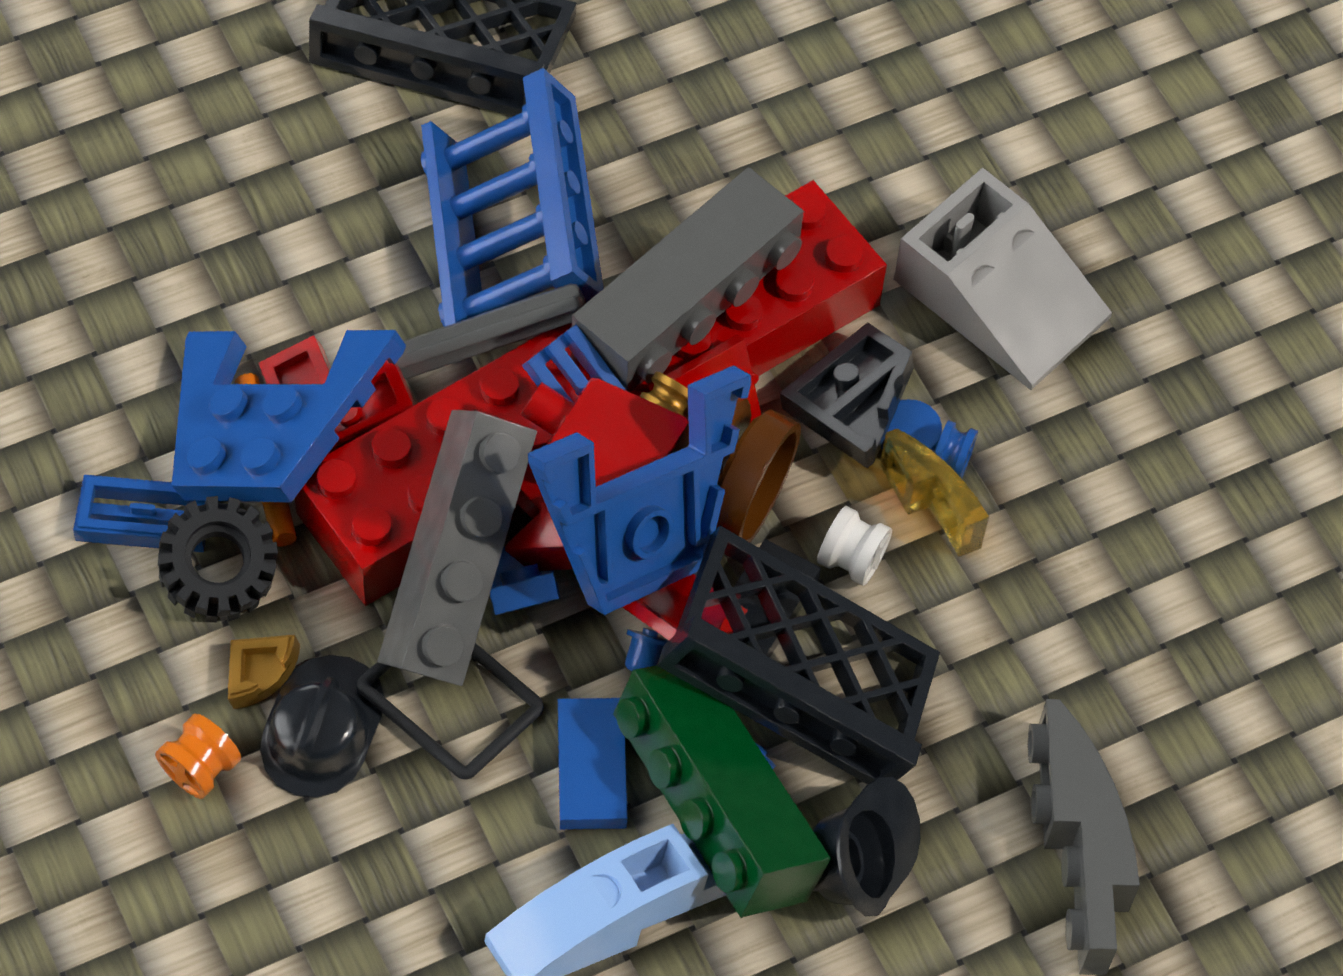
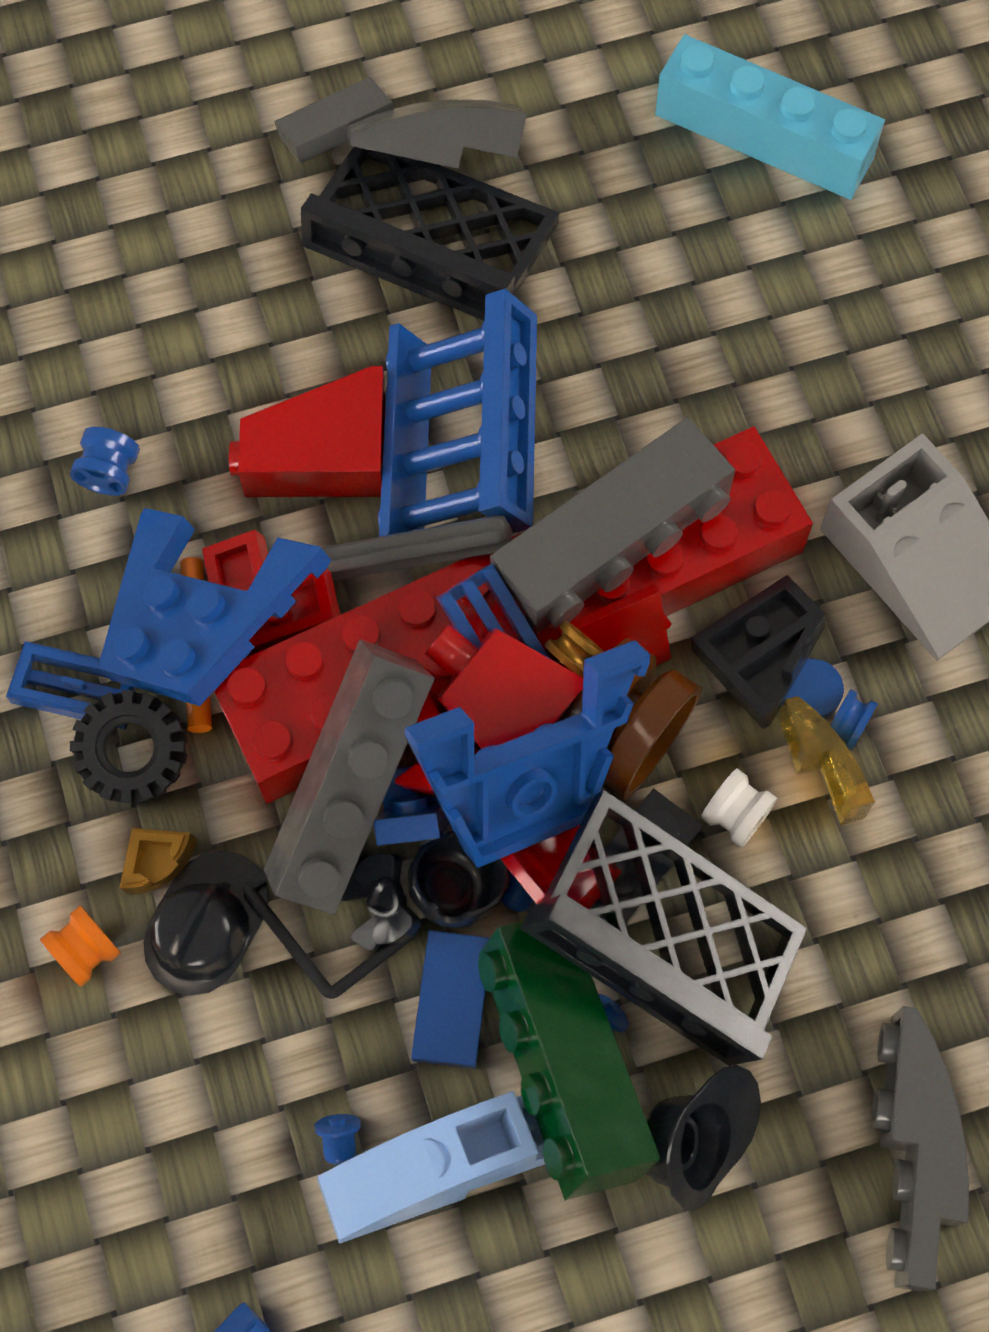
camera: 15 degrees right, 10 degrees up
(139, 289) = (104, 461): none -> blue wheel
(362, 248) = (316, 442): none -> red slope
(495, 904) = (338, 1137): none -> blue piece
(500, 660) = (379, 882): none -> black piece
(580, 645) = (451, 887): none -> black hair

